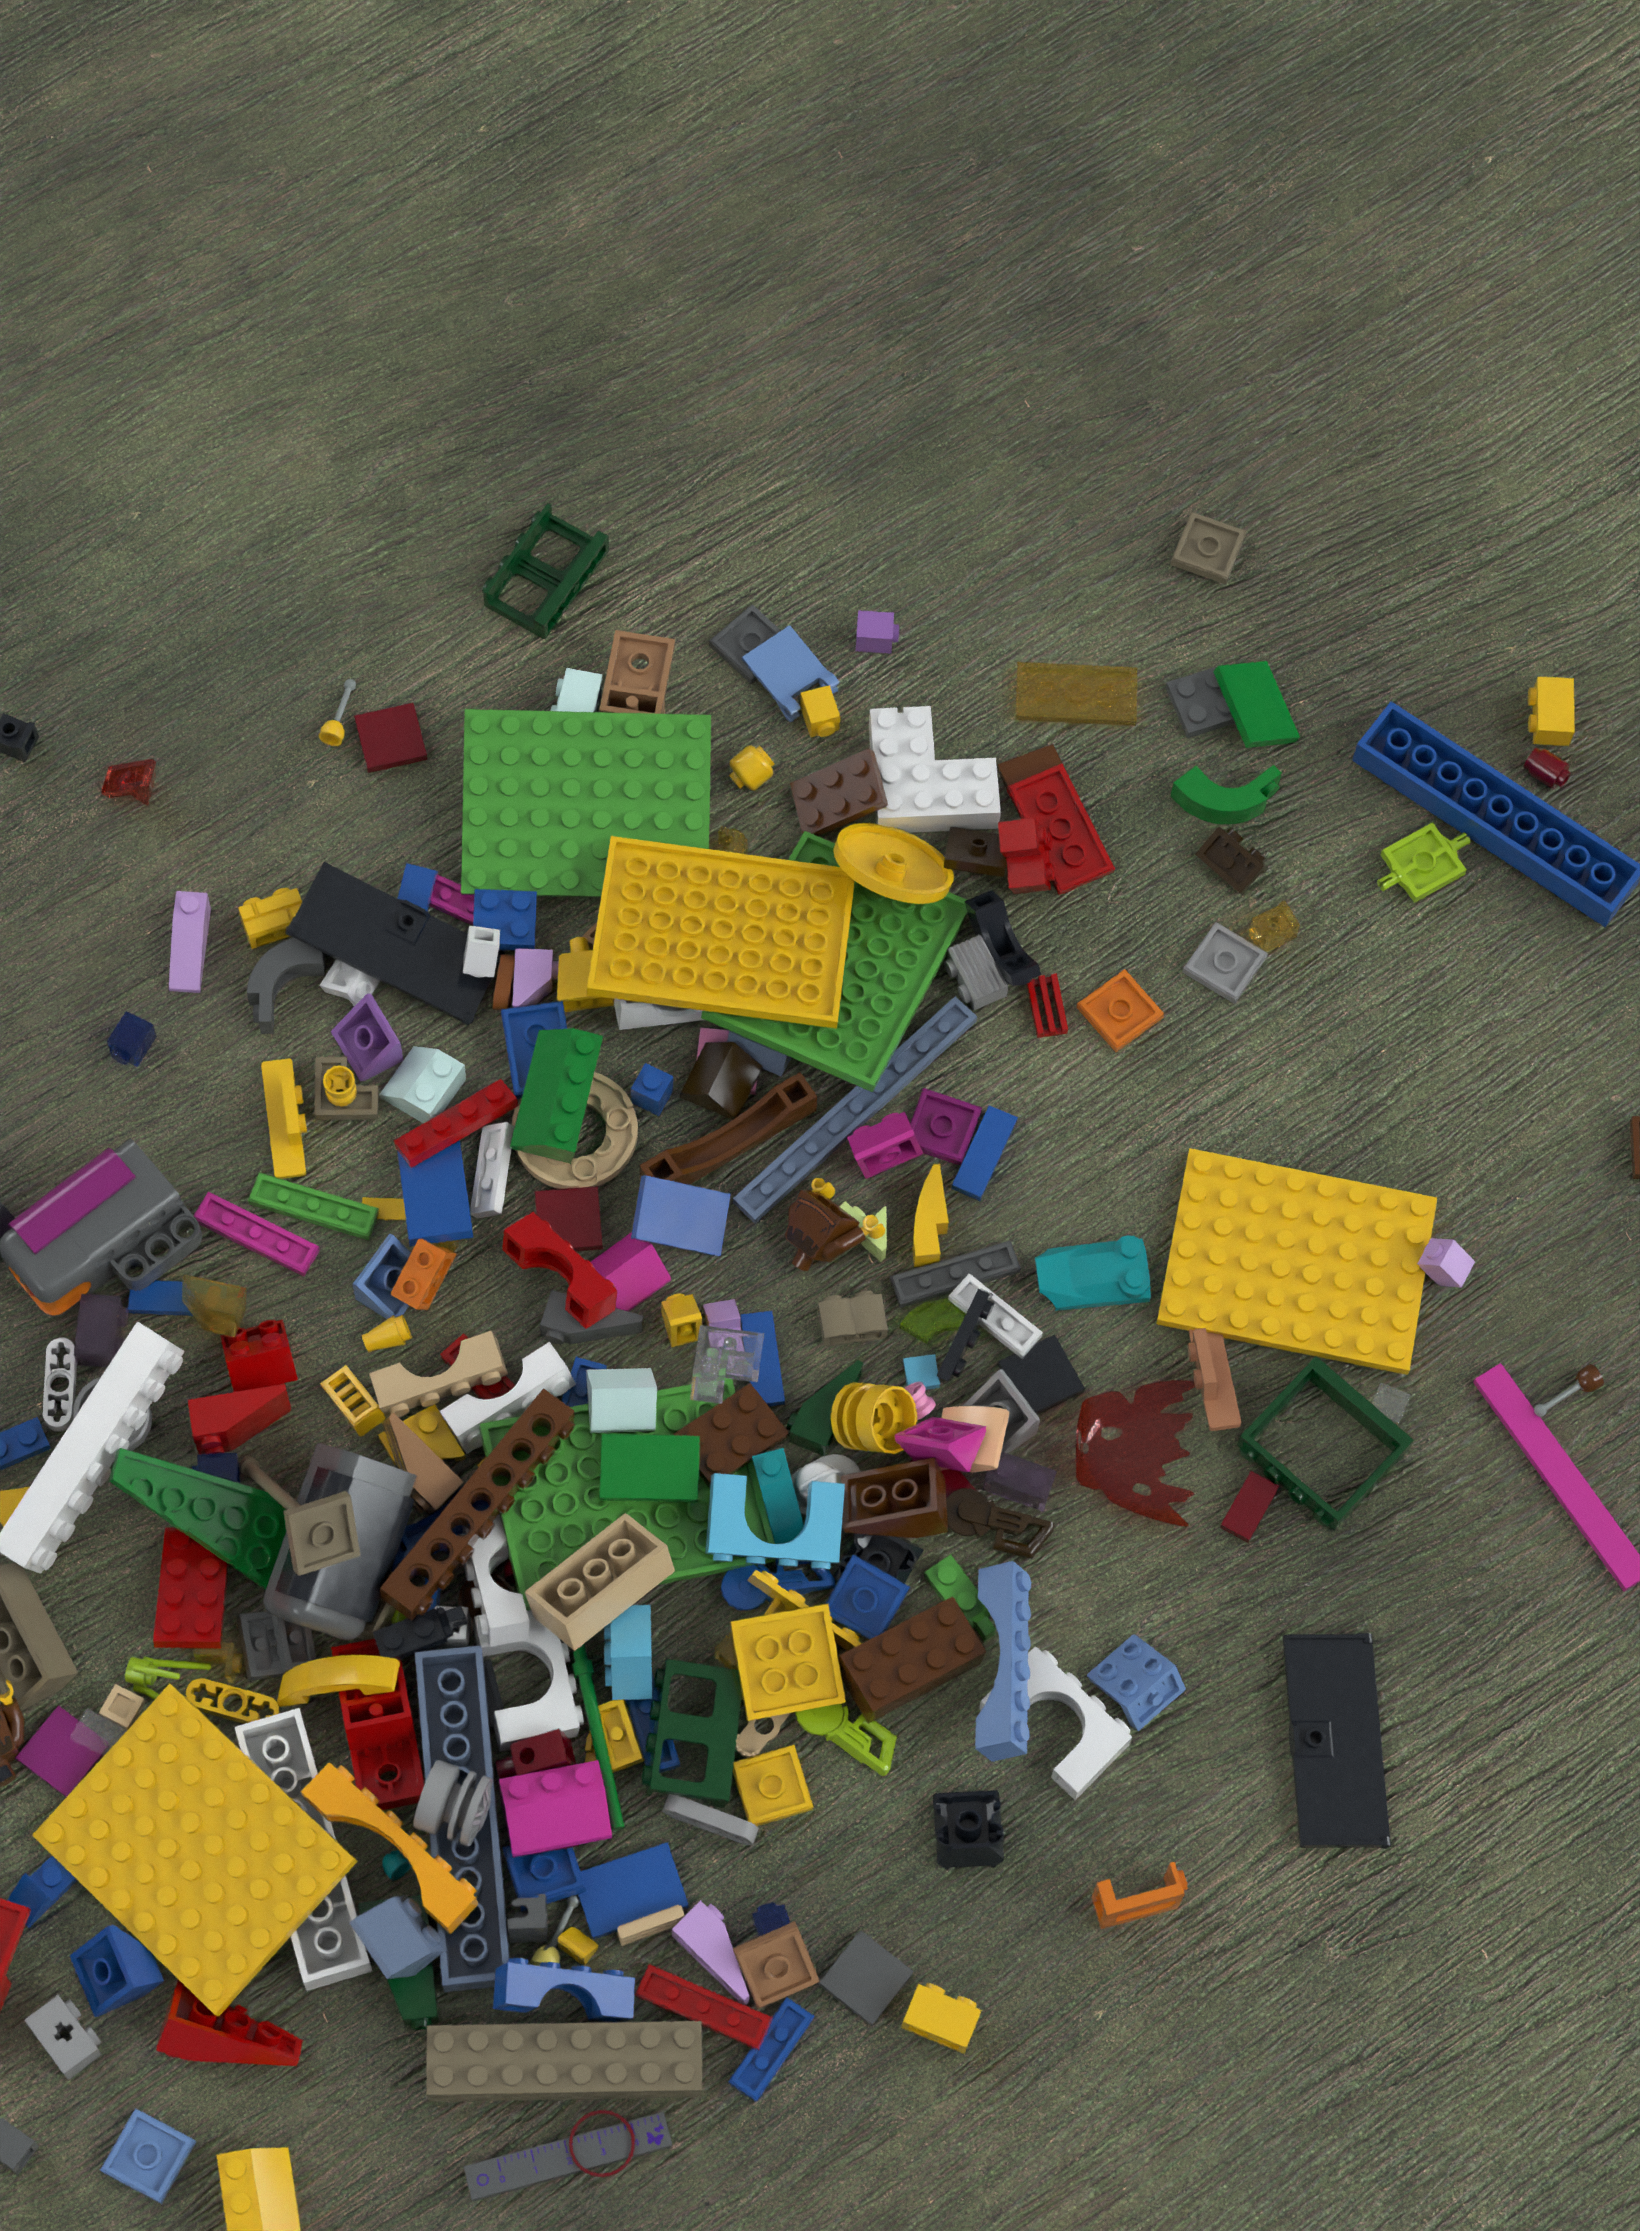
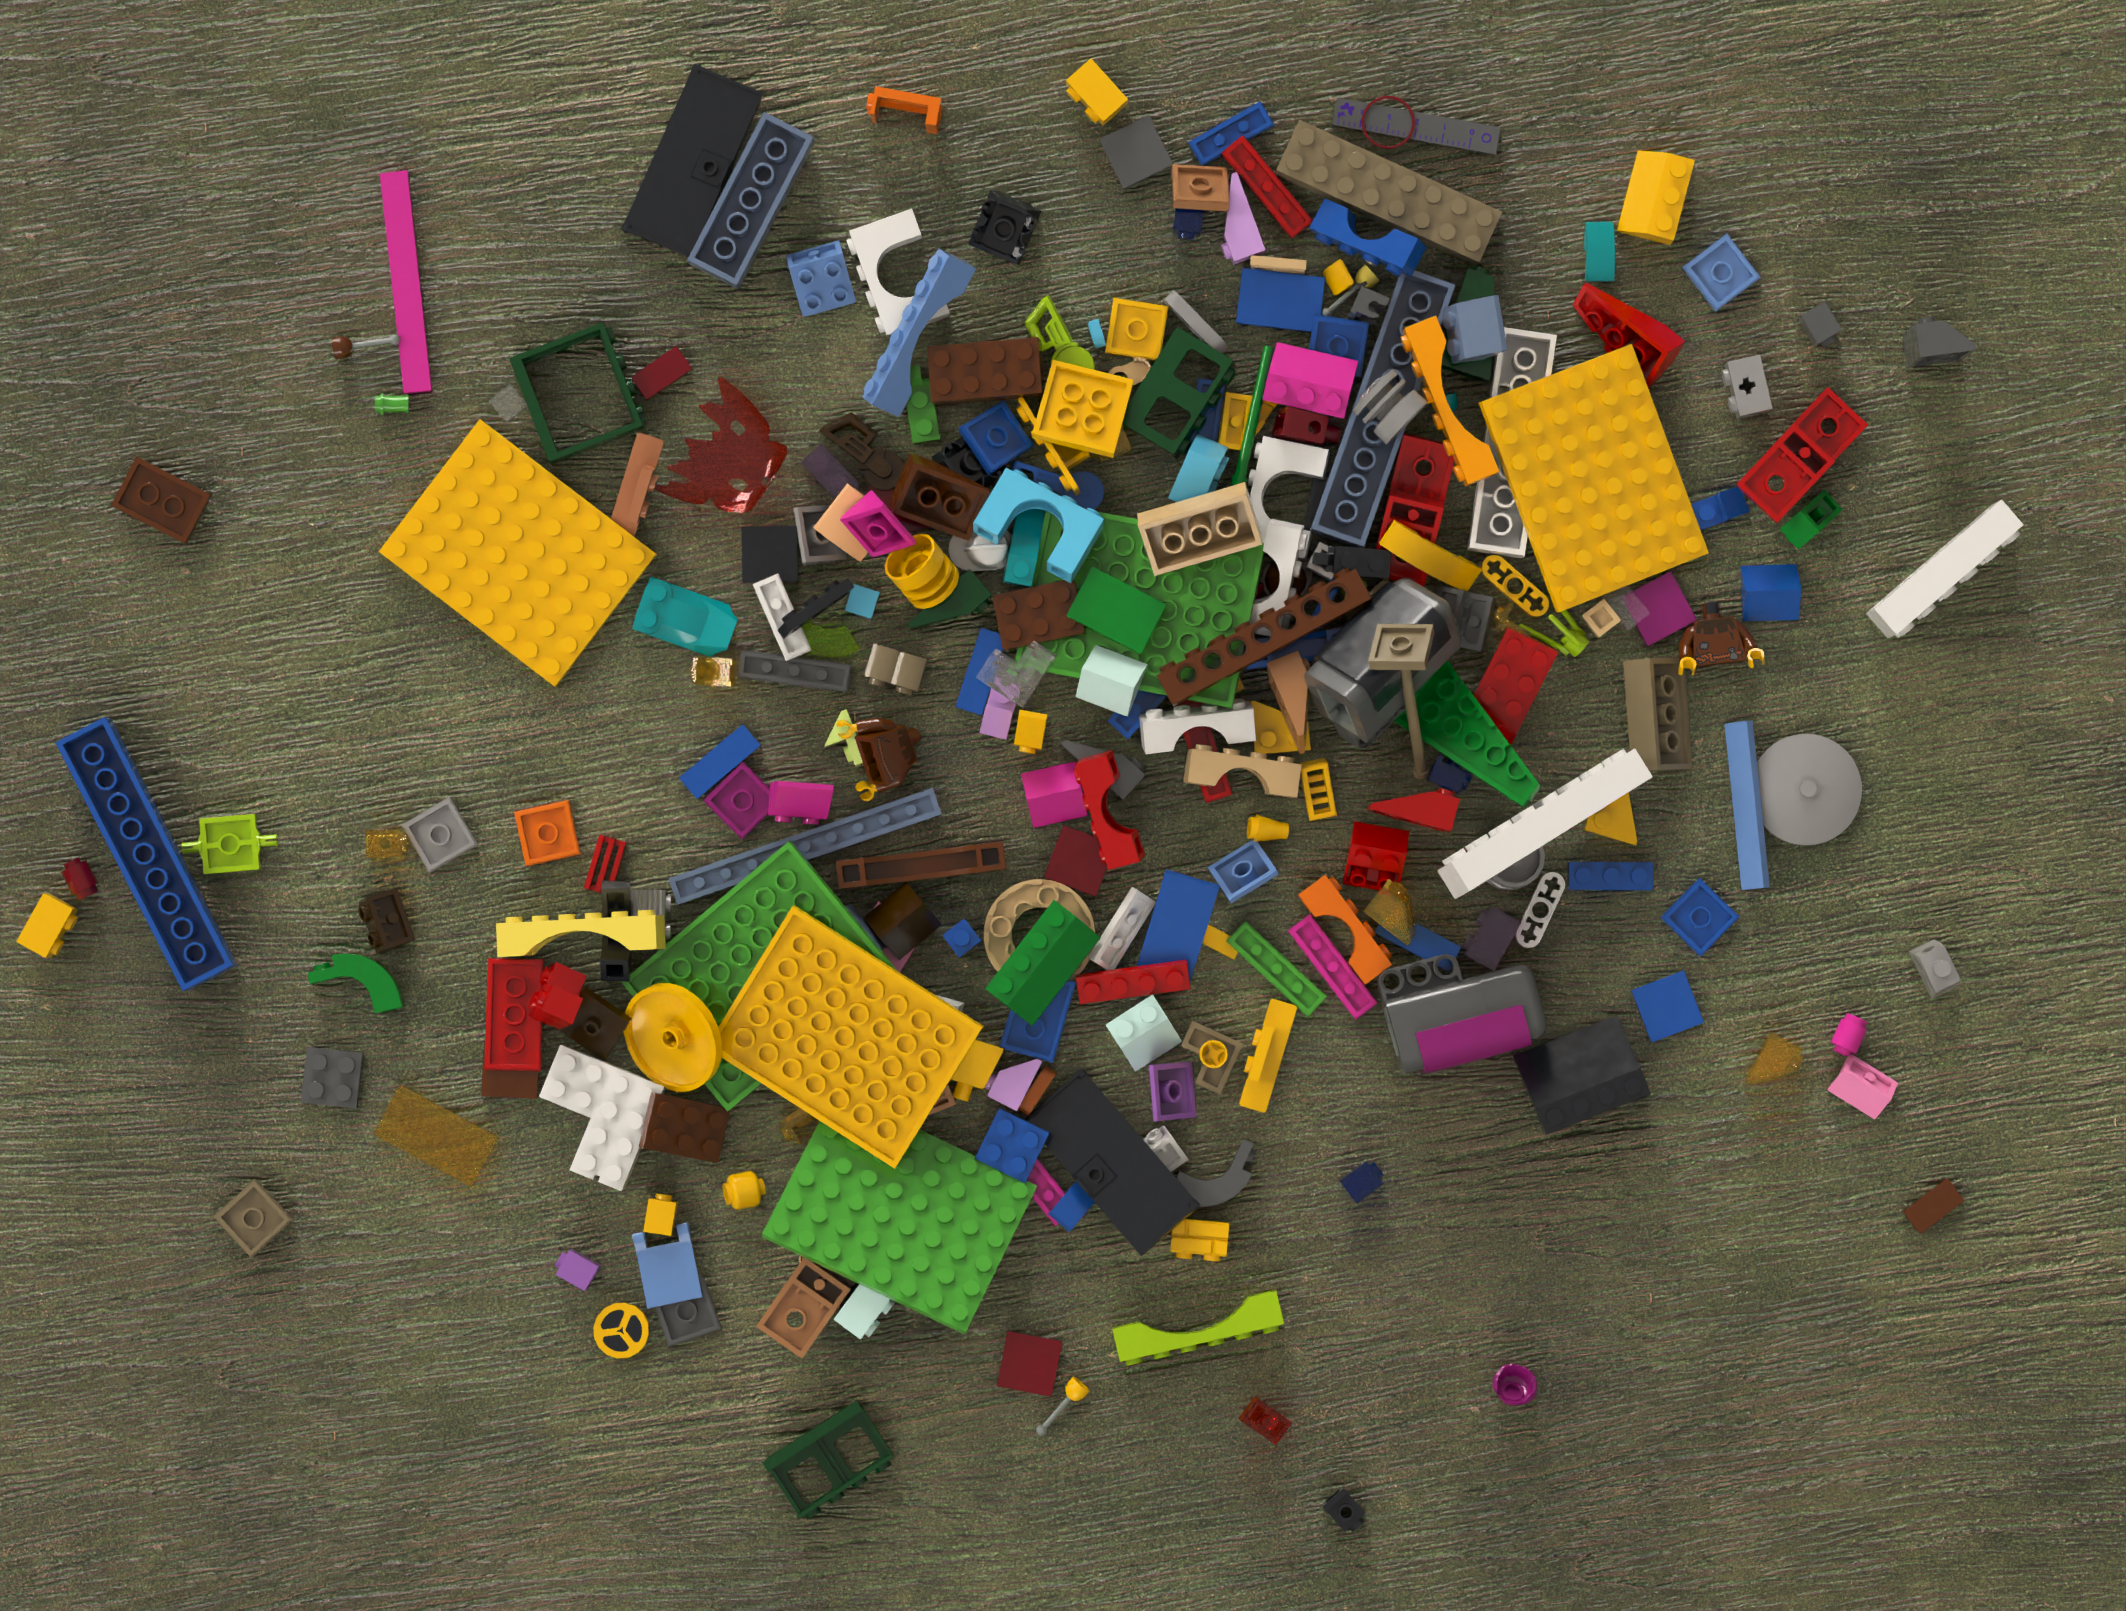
camera: 145 degrees left, 20 degrees up
(115, 1970) = (1689, 417): blue slope -> none
(189, 941) = (1278, 1247): lavender slope -> none
(287, 801) = (1254, 1314): none -> lime arch
(293, 1291) = (1367, 957): none -> orange arch
(297, 2111) = (1600, 251): none -> teal slope
(423, 1274) = (1219, 859): orange bracket -> none
(481, 951) = (1046, 1118): white brick -> none
(680, 1216) = (992, 812): tile -> none
(805, 600) = (621, 1330): none -> yellow tile
(813, 1759) = (1096, 333): none -> medium azure tile
(923, 1403) = (877, 578): bright pink wheel -> none
(930, 1220) = (793, 724): yellow slope -> none
(985, 938) = (633, 932): none -> light yellow arch
(1037, 1232) = (713, 671): none -> clear yellow bracket
(1252, 1722) = (751, 200): none -> sand blue brick
(1256, 704) = (292, 1050): green tile -> none
(1446, 1262) = (403, 490): lavender brick -> none
(1506, 1346) = (391, 403): none -> bright green pin

